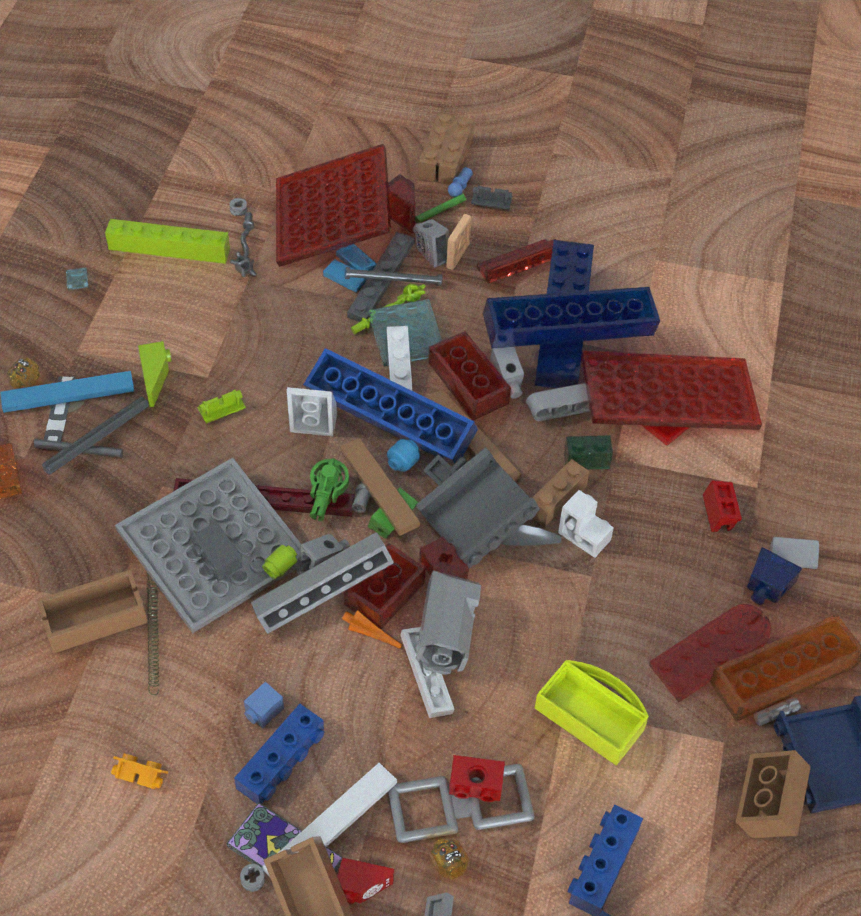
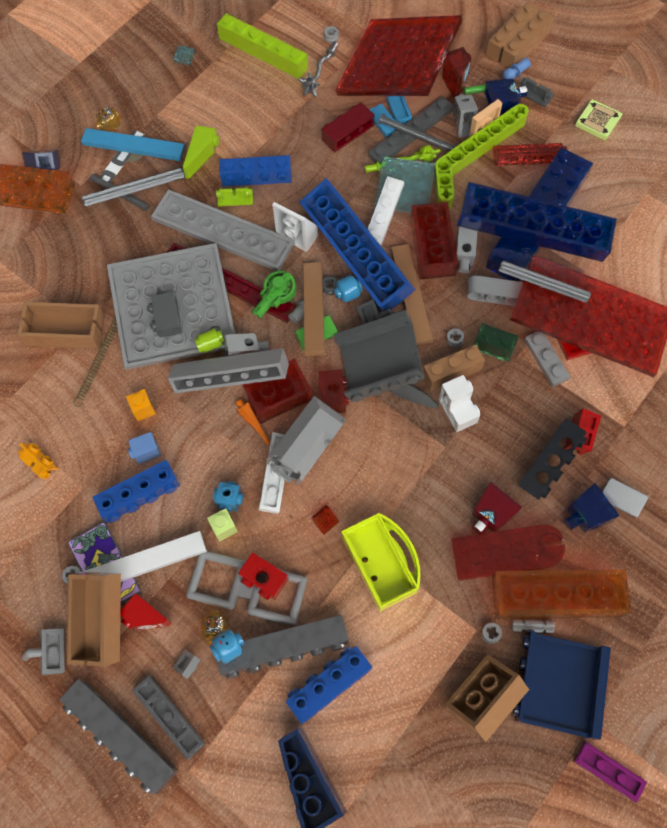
camera: 30 degrees right, 15 degrees up
(218, 443) = (226, 230): none -> light grey plate
(232, 371) = (255, 170): none -> blue brick
(234, 661) = (141, 405): none -> light orange brick
(310, 294) = (347, 127): none -> dark red brick
(381, 454) = (329, 291): none -> dark grey bush
(389, 716) = (230, 502): none -> dark azure brick
(399, 747) = (222, 525): none -> yellowish green brick
(454, 207) = (506, 92): none -> clear blue torso
(458, 273) = (474, 148): none -> lime beam
(480, 861) = (226, 646): none -> dark azure head
(508, 696) = (325, 519): none -> clear red plate
(533, 844) = (287, 644): none -> flat silver brick
(540, 469) = (460, 335): none -> light grey bush
(570, 205) = (598, 120): none -> tile
(608, 372) = (544, 281): none -> axle
(646, 450) = (547, 358): none -> light grey plate
(676, 614) = (494, 510): none -> dark red torso
(698, 574) = (566, 430): none -> black brick
(735, 741) = (498, 632): none -> light grey bush

